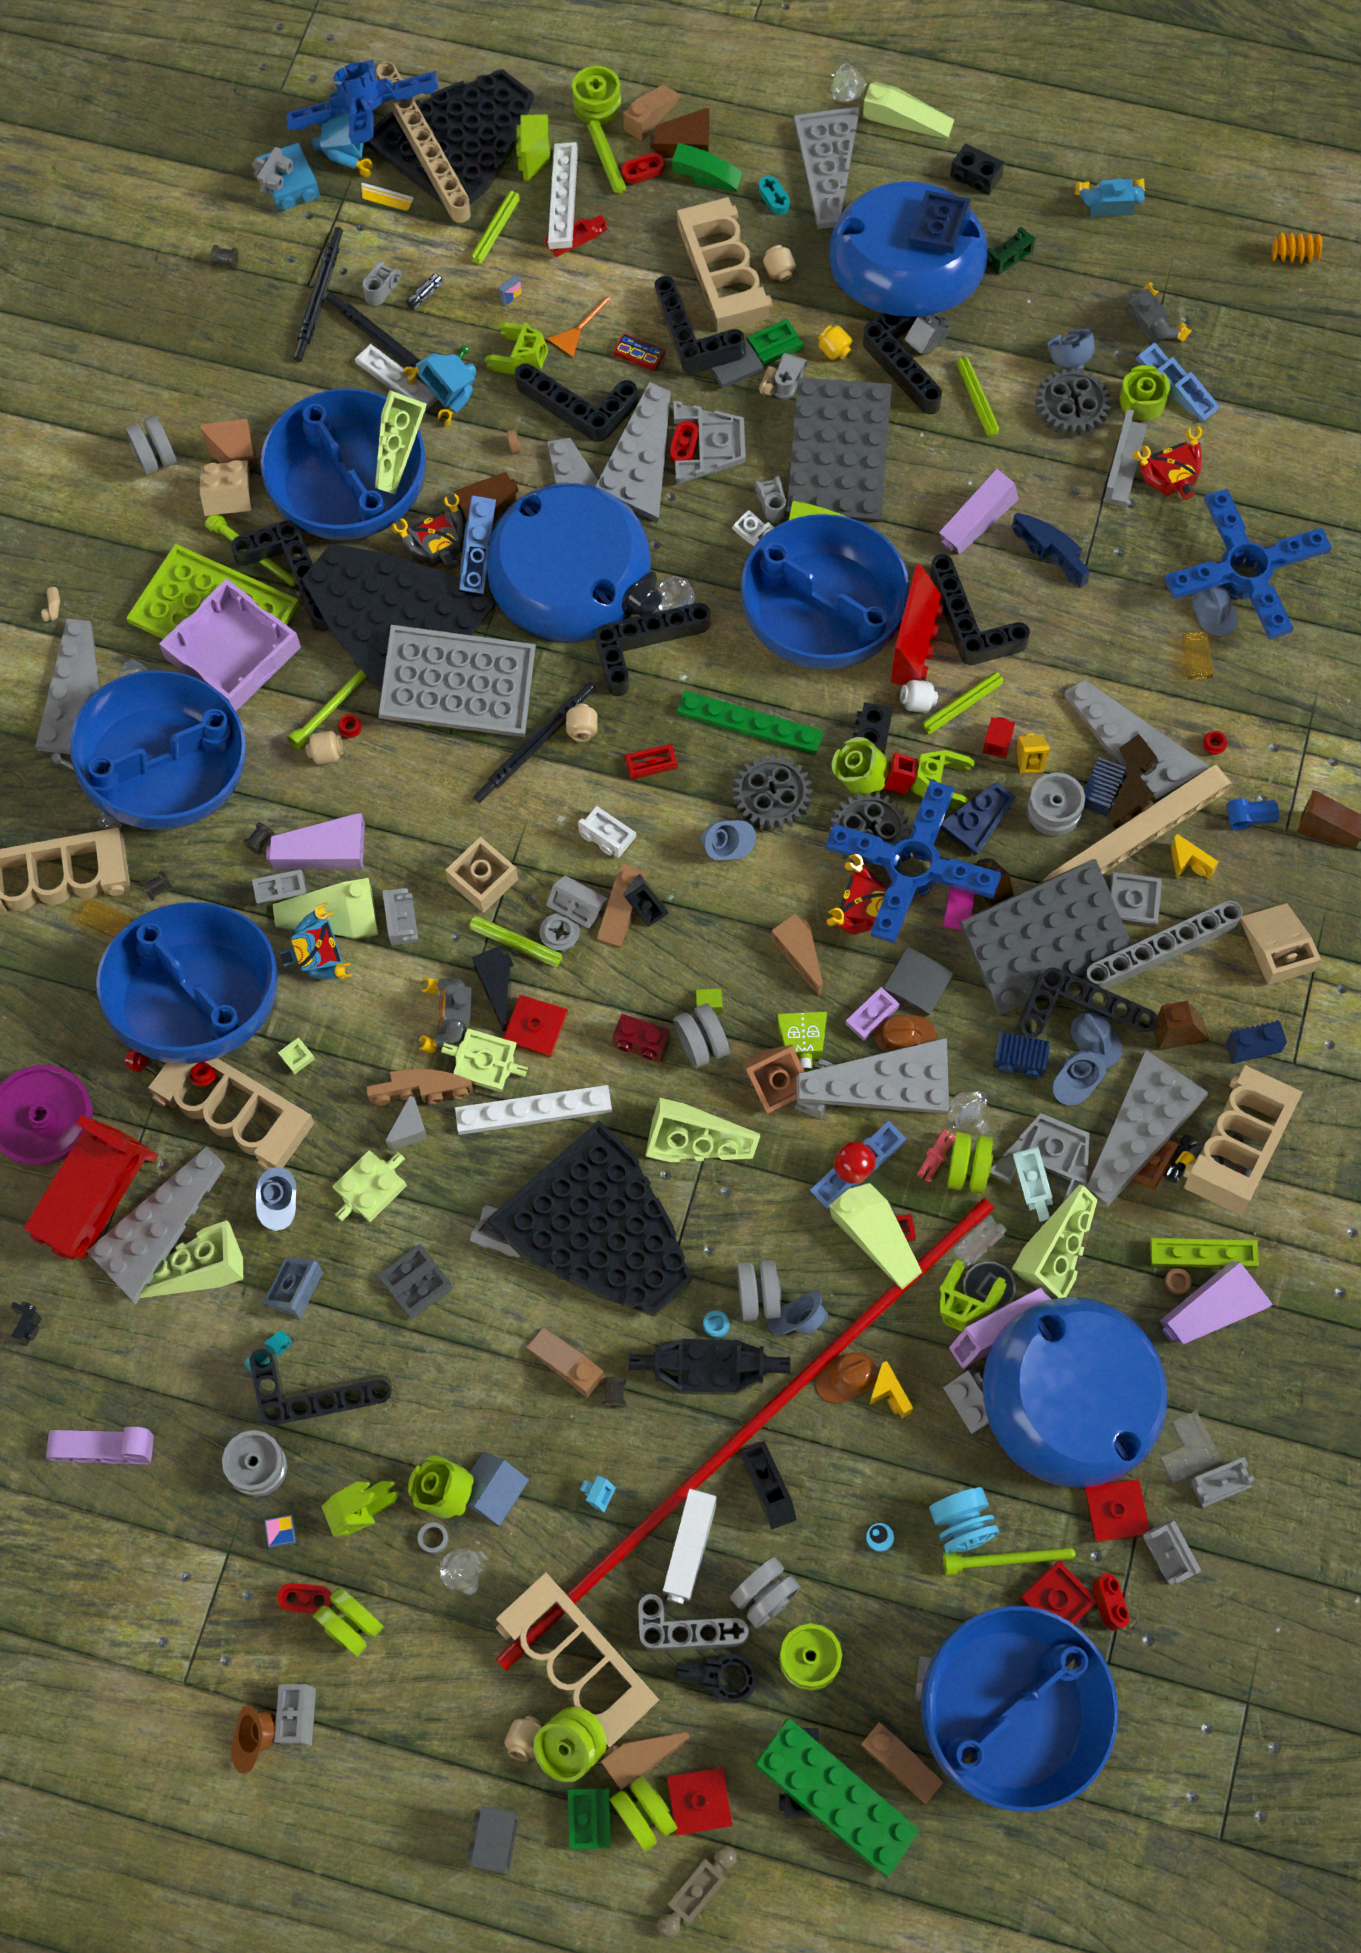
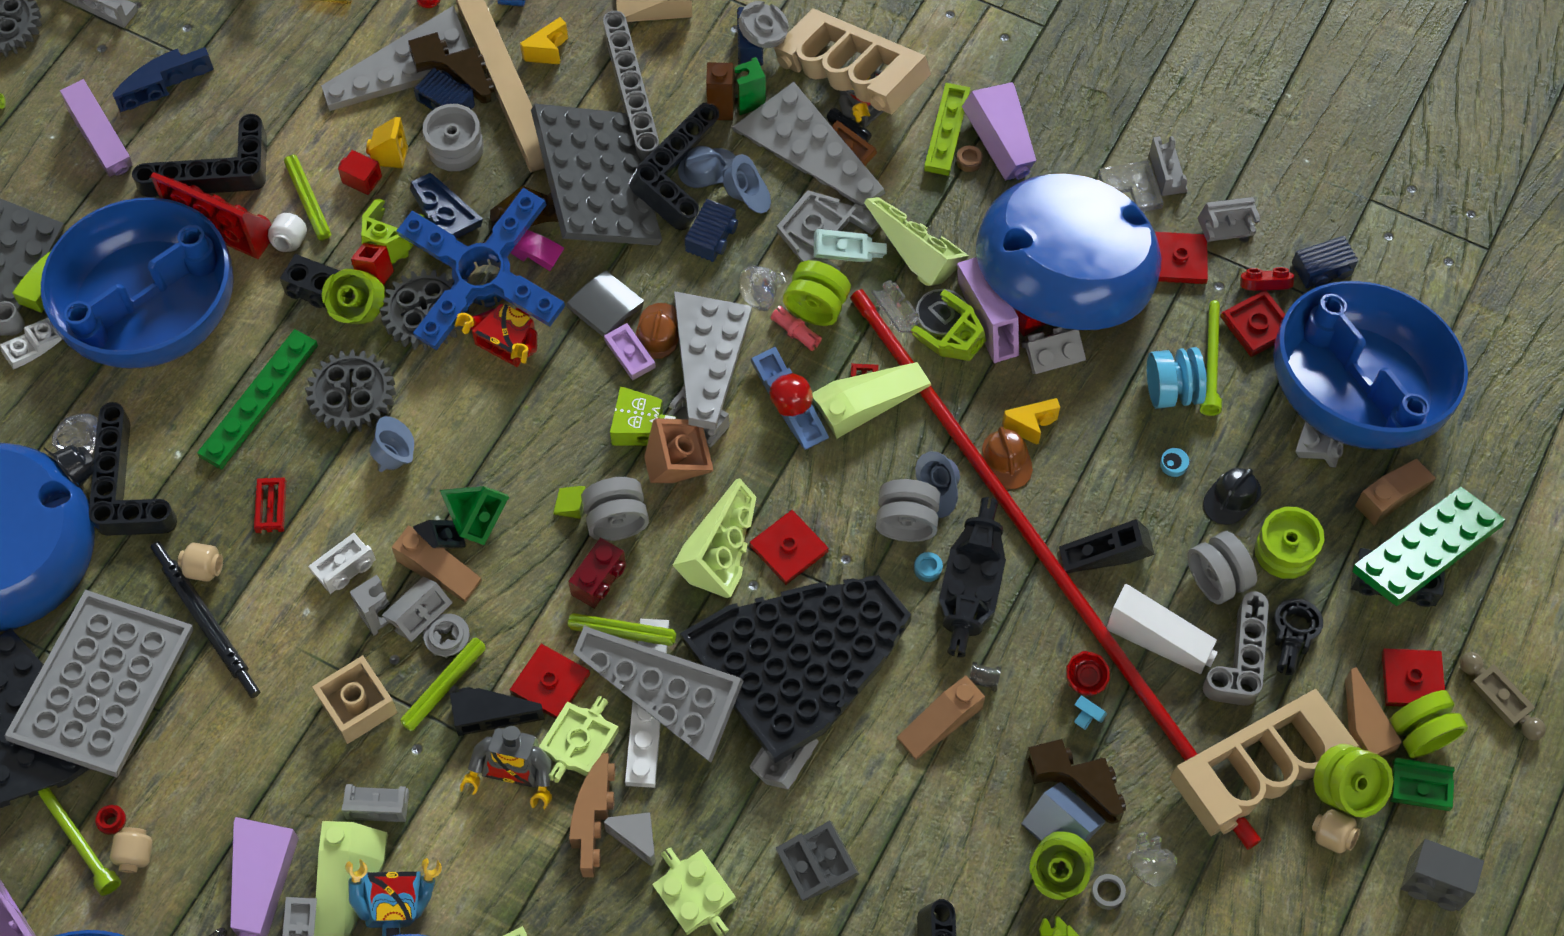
camera: 80 degrees left, 5 degrees down
(530, 1506) = (1090, 780): none -> dark brown arch
(537, 1124) = (675, 691): none -> light grey wing
(567, 860) = (369, 600): none -> light grey hinge
(591, 1070) = (623, 629): none -> lime axle
(634, 1483) = (1087, 673): none -> red hair
(673, 922) = (474, 510): none -> green slope
(707, 1196) = (789, 547): none -> red plate
(797, 945) = (537, 402): medium nougat slope -> none
(857, 1600) = (1232, 496): none -> black piece
(1136, 898) = (574, 93): light grey tile -> none
(1148, 1660) = (1325, 262): none -> dark blue brick
(1189, 1056) = (750, 87): none -> green hinge
(1261, 1047) = (763, 24): none -> light grey tile

